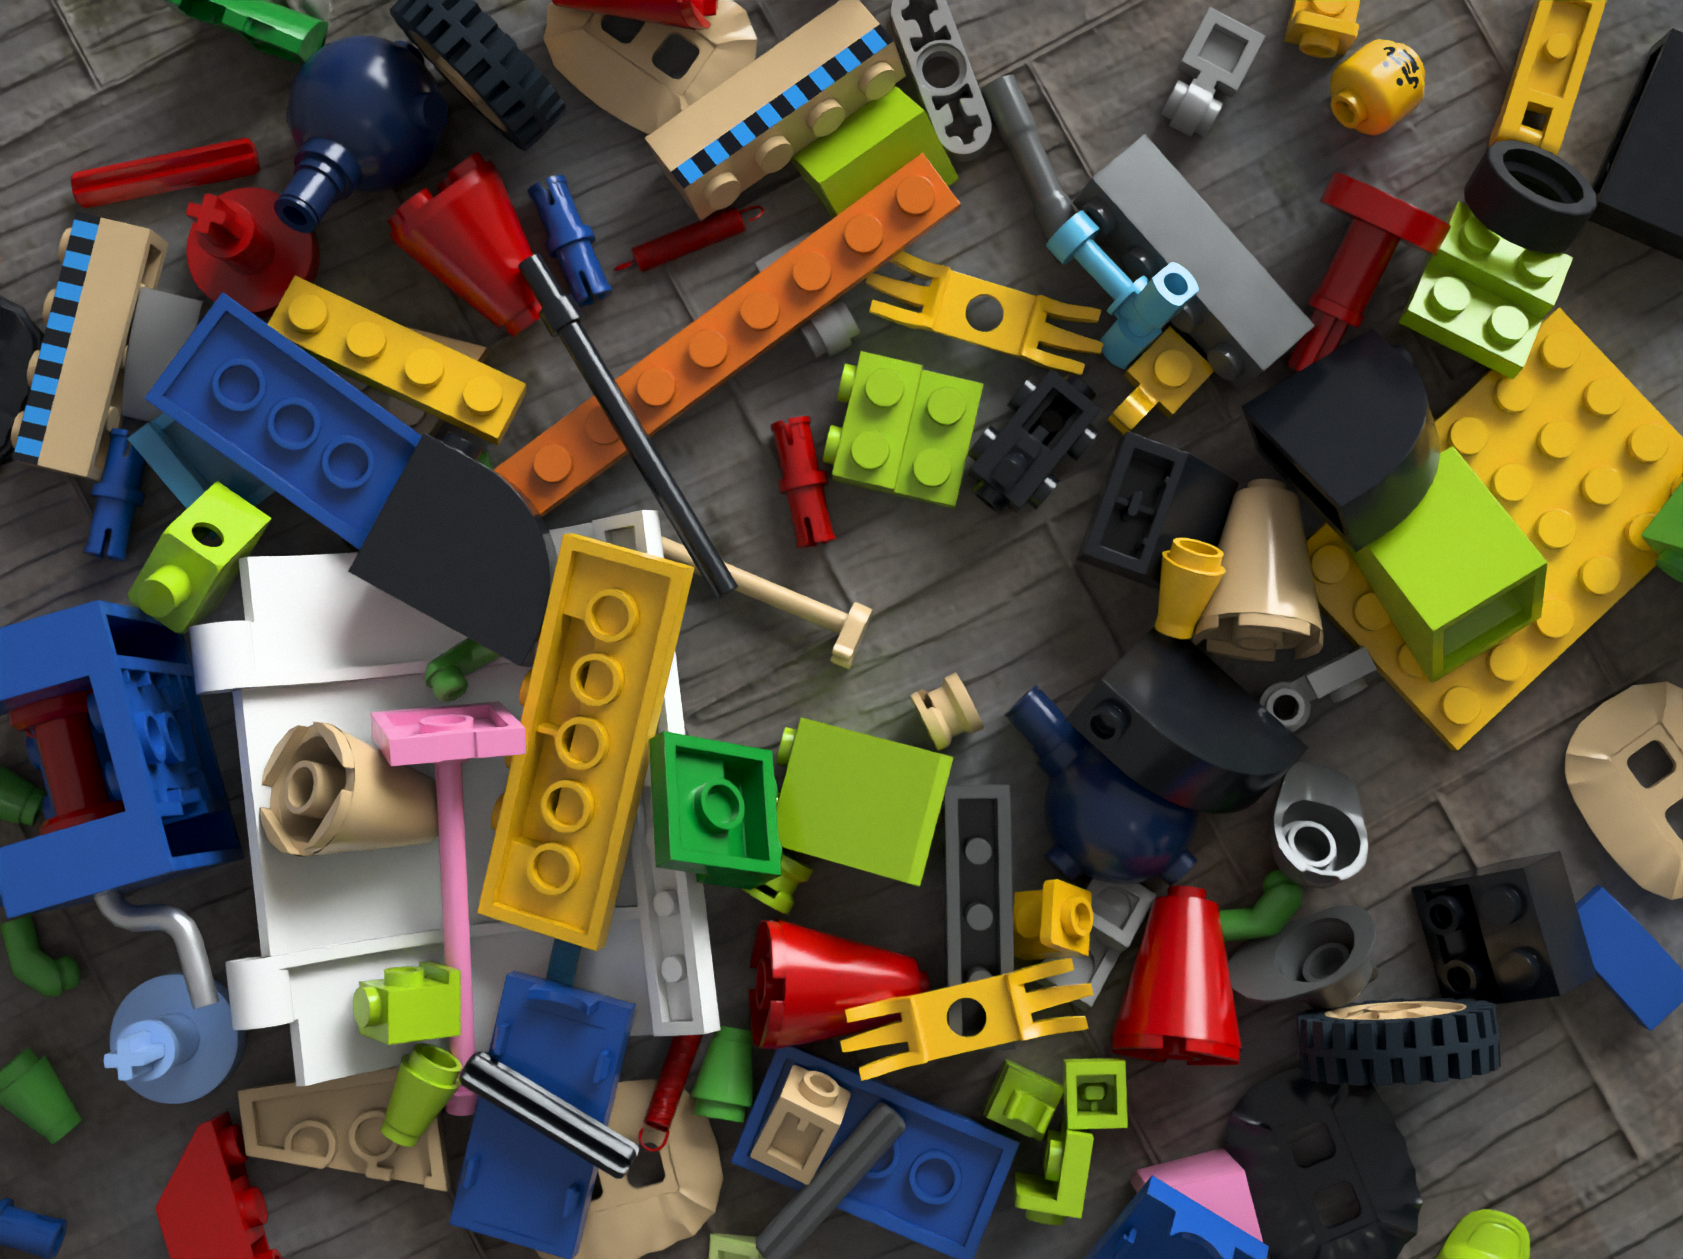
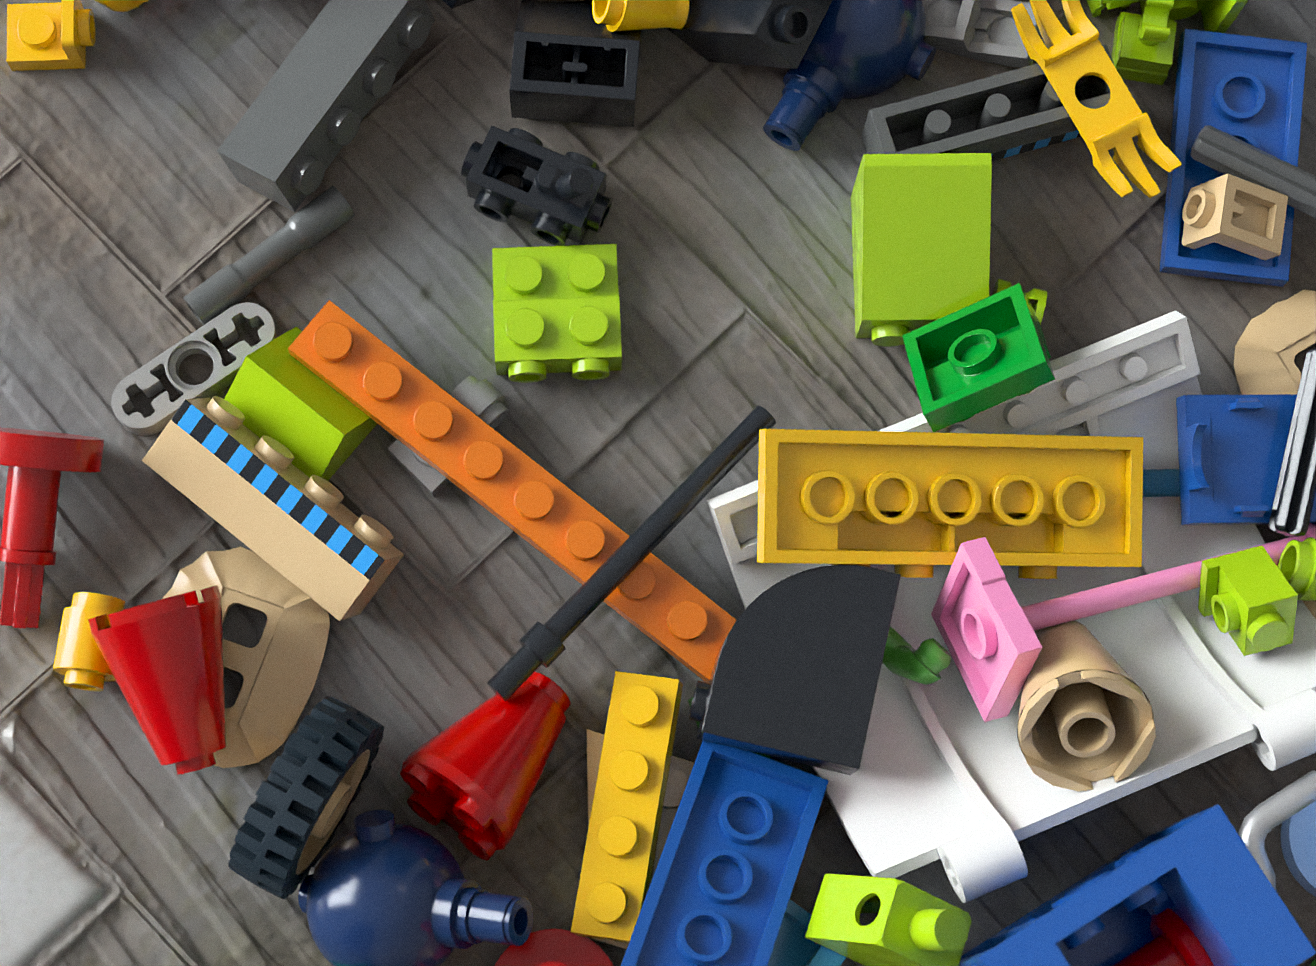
camera: 115 degrees left, 10 degrees down
(570, 240) = (456, 678): blue pin -> none
(670, 1085) = (1242, 354): red piece -> none
(689, 239) = (425, 566): red piece -> none
(725, 1077) = (1216, 308): bright green cone -> none
(803, 482) = (633, 390): red pin -> none
(813, 977) = (1103, 244): red cone -> none
(849, 626) = (758, 308): tan piece -> none
(947, 711) = (812, 199): tan wheel -> none
(1022, 321) = (418, 230): yellow piece -> none
(1052, 922) = (976, 46): yellow bracket -> none
(1139, 306) = (383, 118): medium azure bar -> none
(1162, 379) = (442, 90): yellow plate -> none
(1216, 61) = (121, 113): light grey plate -> none

